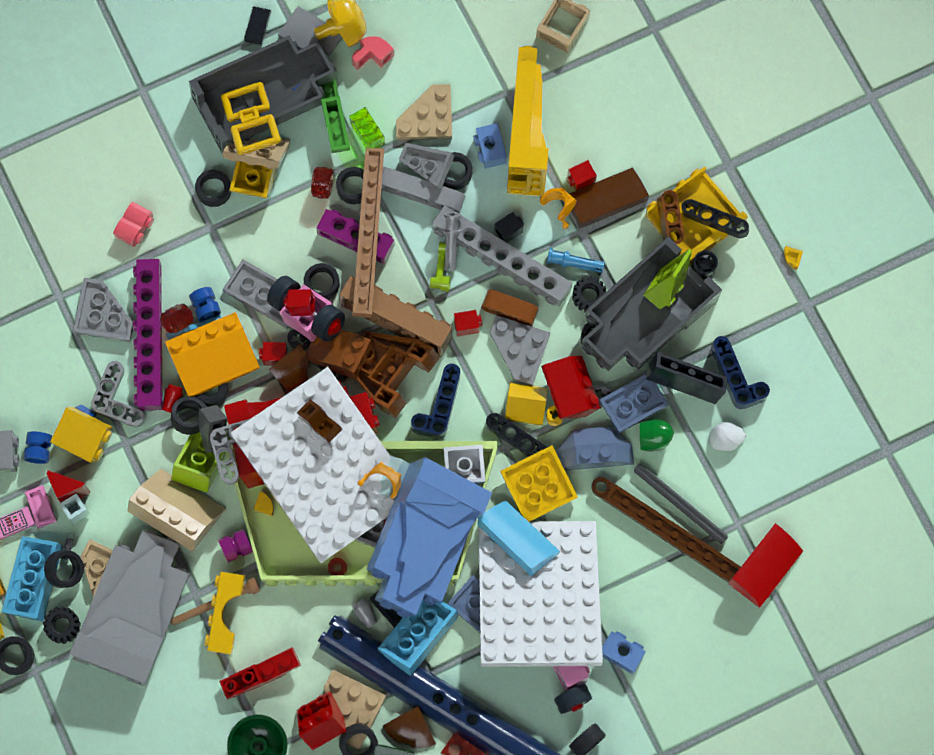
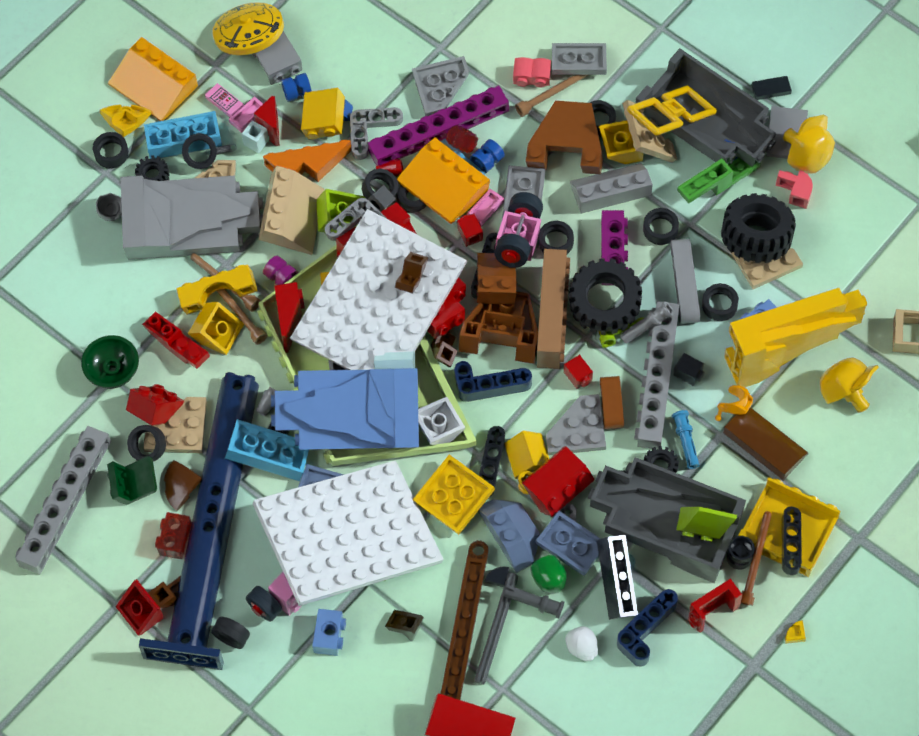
camera: 70 degrees right, 10 degrees down
(81, 680) = (109, 207): none -> light grey hair
(127, 465) = (313, 160): none -> orange slope
(141, 176) = (579, 59): none -> light grey plate
(167, 248) = (525, 106): none -> medium nougat piece
(217, 217) = (567, 129): none -> dark orange wedge
(254, 329) = (486, 206): none -> bright pink tile
(264, 630) = (216, 327): none -> yellow slope
(284, 554) = (289, 306): none -> red slope
(287, 595) = (257, 334): none -> medium nougat piece
(290, 209) = (612, 188): none -> light grey slope
(292, 368) = (463, 244): reddish brown brick -> none
(300, 302) = (519, 219): red brick -> none
(322, 182) = (648, 197): clear red gear -> none
(337, 561) = (299, 356): clear red plate -> none
(367, 129) = (713, 216): clear neon green brick -> none
(368, 233) = (616, 247): medium nougat plate -> none
(390, 473) = (392, 353): light orange helmet -> none
(394, 432) = (443, 349): none -> reddish brown slope
(397, 85) = (762, 212): none -> black tyre
(420, 241) = (609, 273): none -> black tyre
(427, 162) = (713, 273): light grey wing -> none
(517, 537) = (393, 493): medium azure slope -> none
(581, 175) = (773, 409): red brick -> none
(589, 101) = (846, 381): none -> yellow piece
(632, 480) = (498, 576): none -> black tile
(645, 580) = (405, 623): none -> dark brown slope
(673, 209) = (773, 490): dark orange beam -> none
(678, 452) = (543, 603): none -> dark grey pin
(740, 293) = (724, 593): none -> red panel
(744, 279) = (747, 595): none -> dark orange piece

